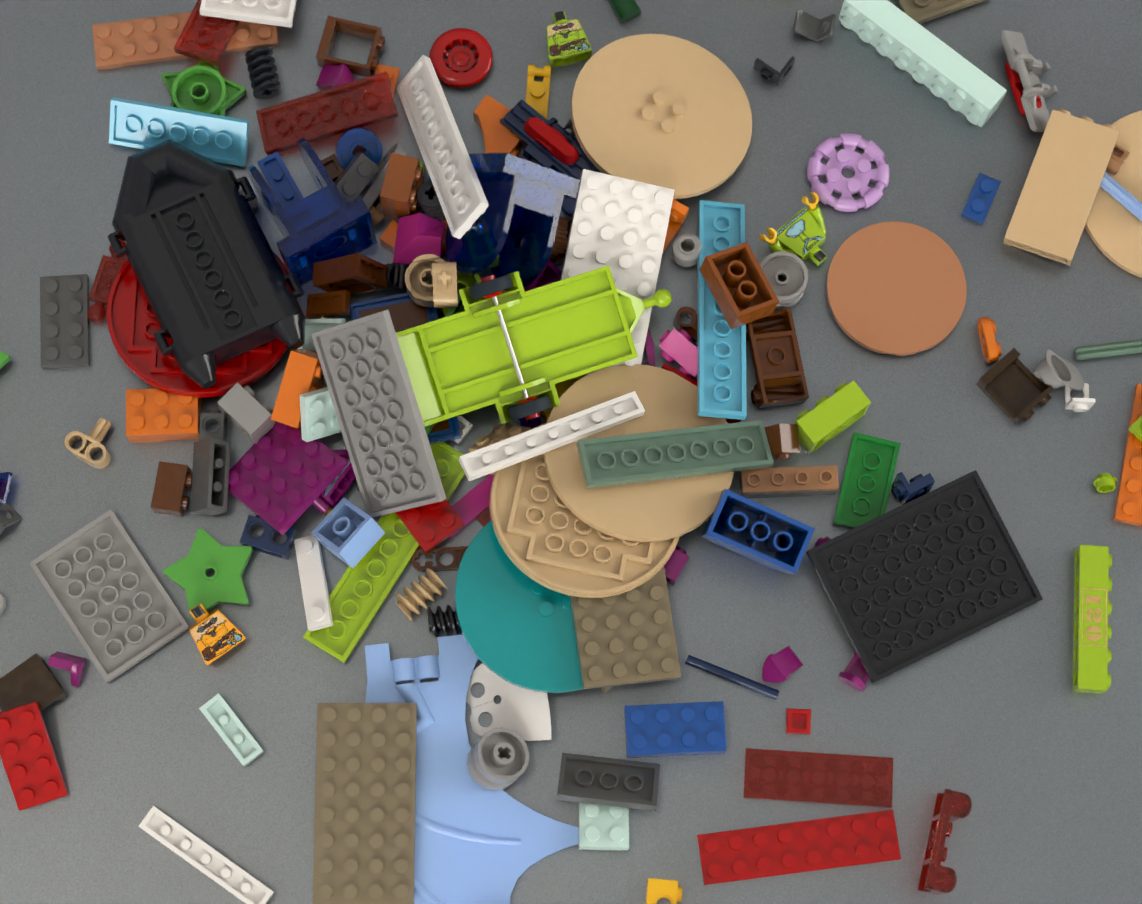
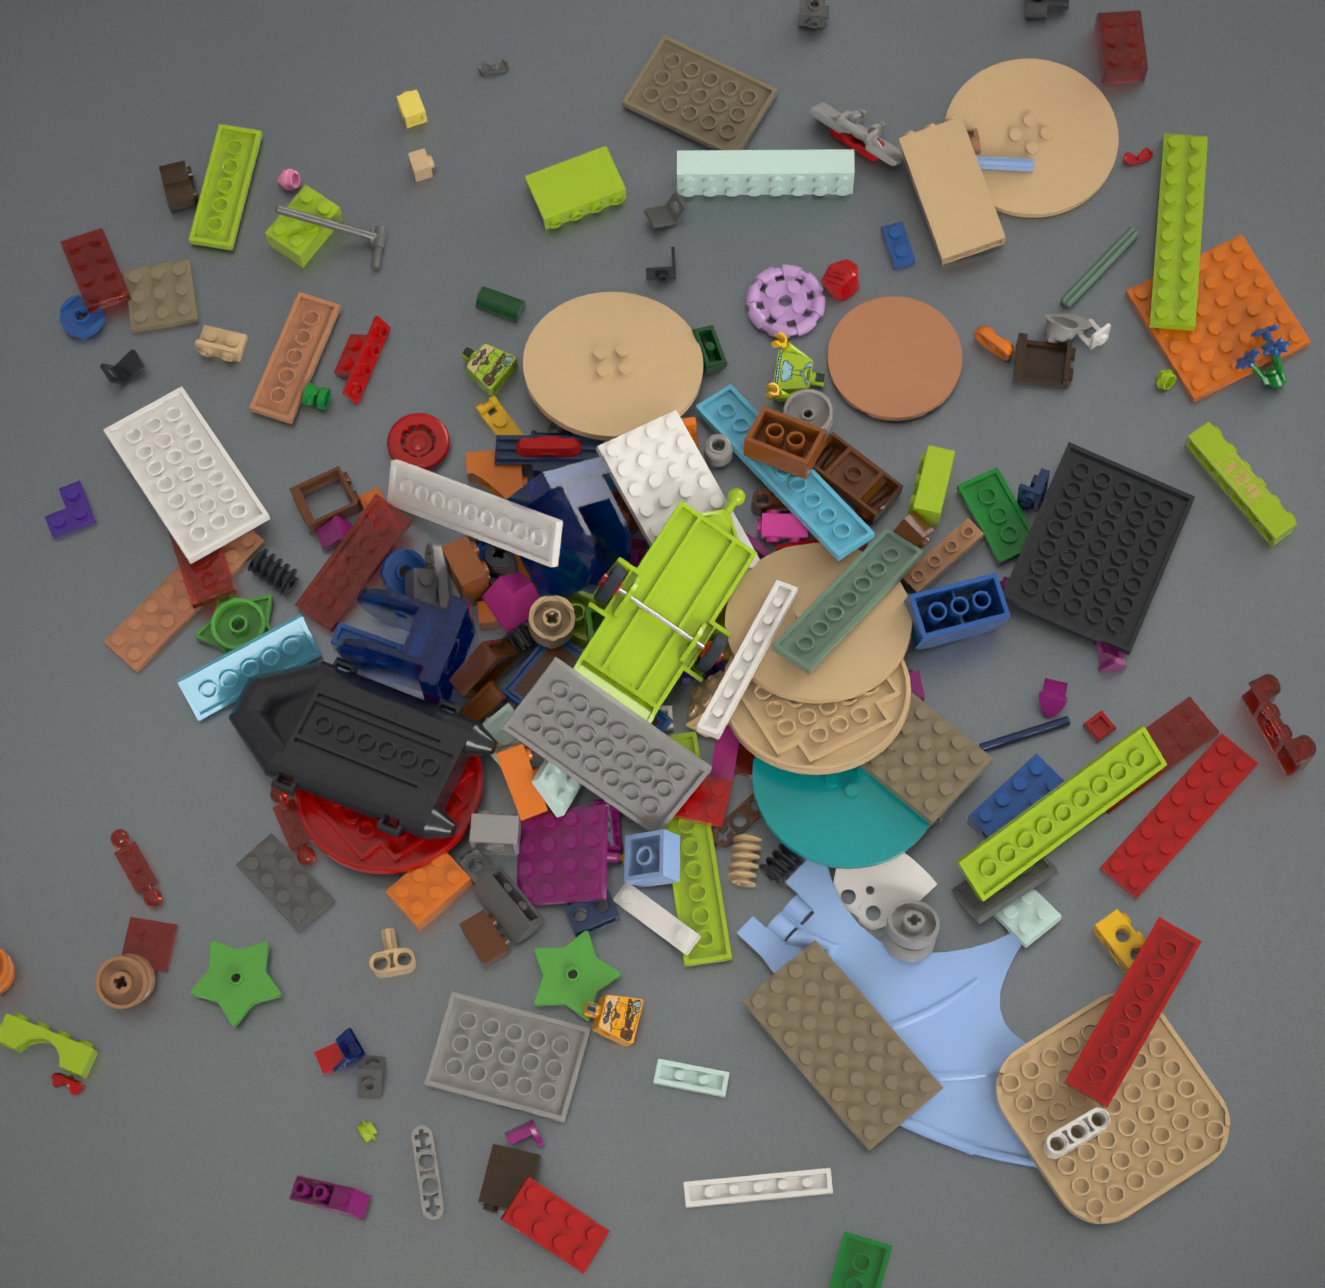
camera: 35 degrees left, 5 degrees down
(444, 284) = (571, 611): tan beam -> none
(700, 766) = (1061, 813): none -> lime plate
(752, 163) = (712, 352): none -> dark green brick
(908, 190) = (841, 279): none -> red hair

